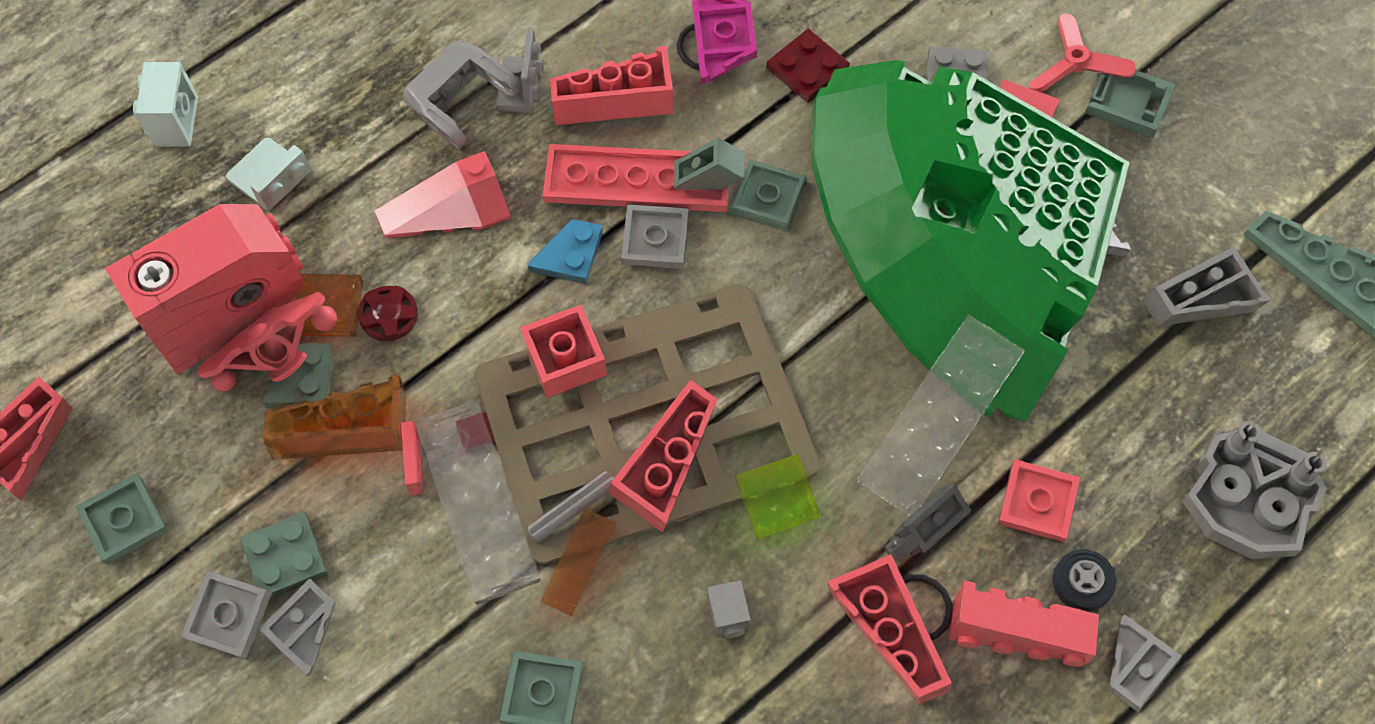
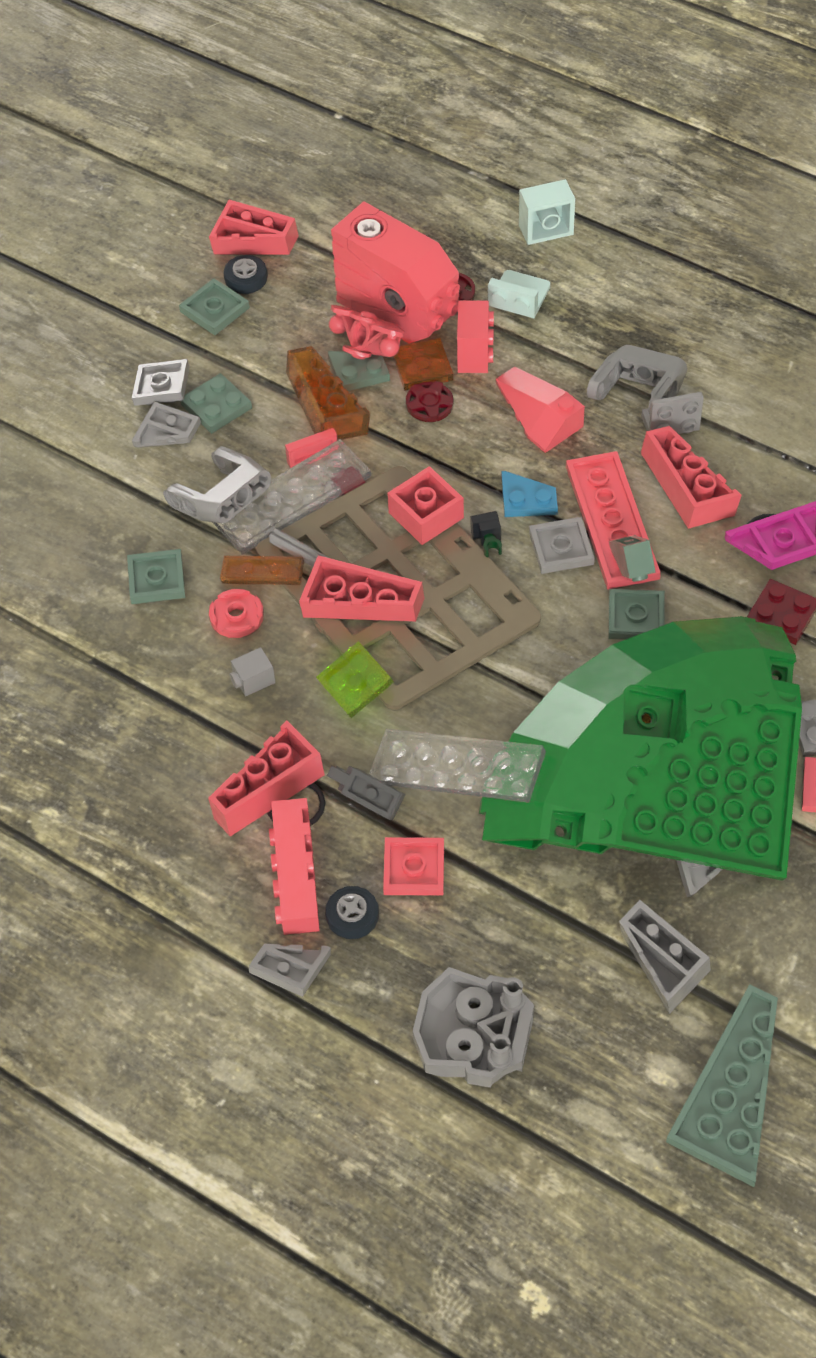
camera: 75 degrees right, 10 degrees down
(80, 455) = (245, 274): none -> black wheel
(325, 232) = (474, 336): none -> coral brick
(461, 566) = (242, 486): none -> light grey connector
(608, 303) = (488, 530): none -> black piece
(630, 629) = (236, 625): none -> coral tile

